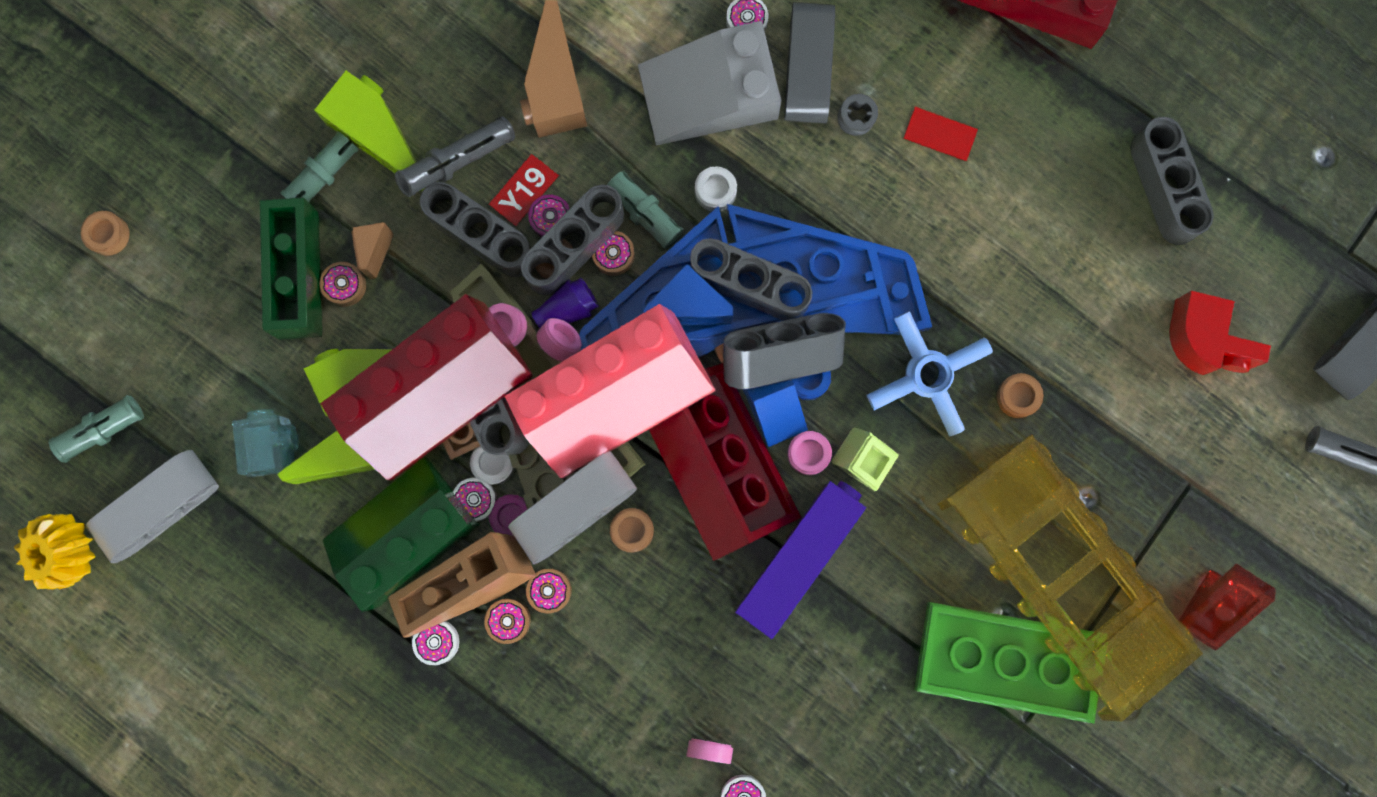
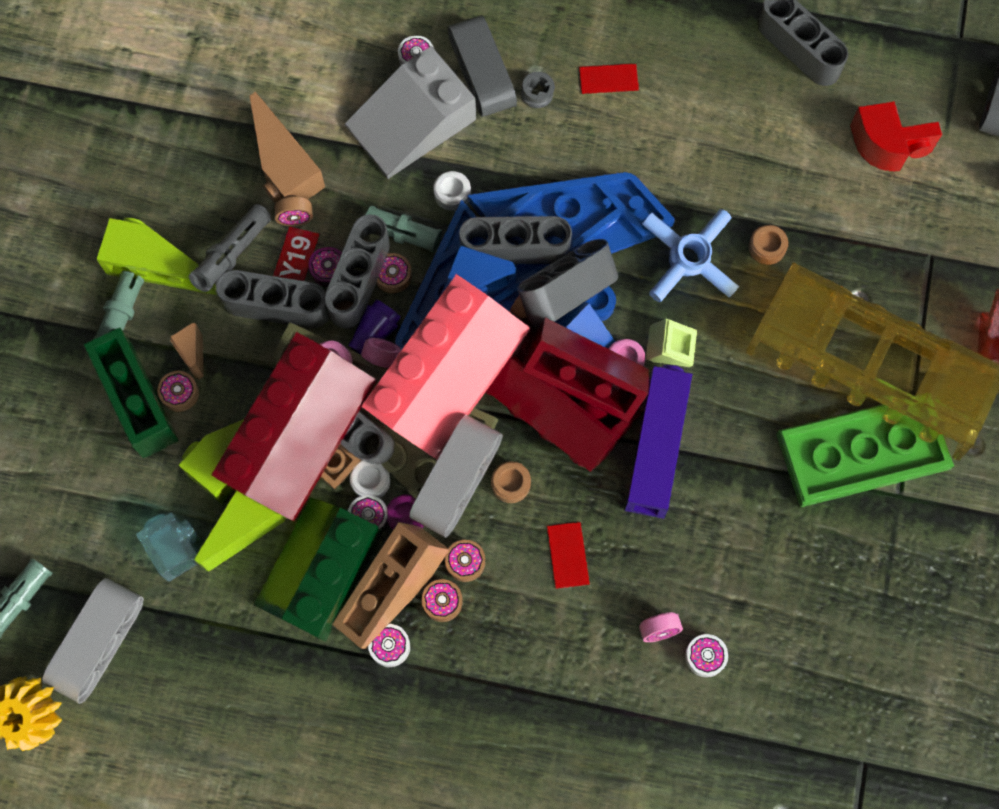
camera: 25 degrees left, 10 degrees down
(539, 141) = (293, 211): none -> medium nougat tile
(655, 631) = (568, 555): none -> red sticker
(757, 456) = (586, 370): none -> dark red brick

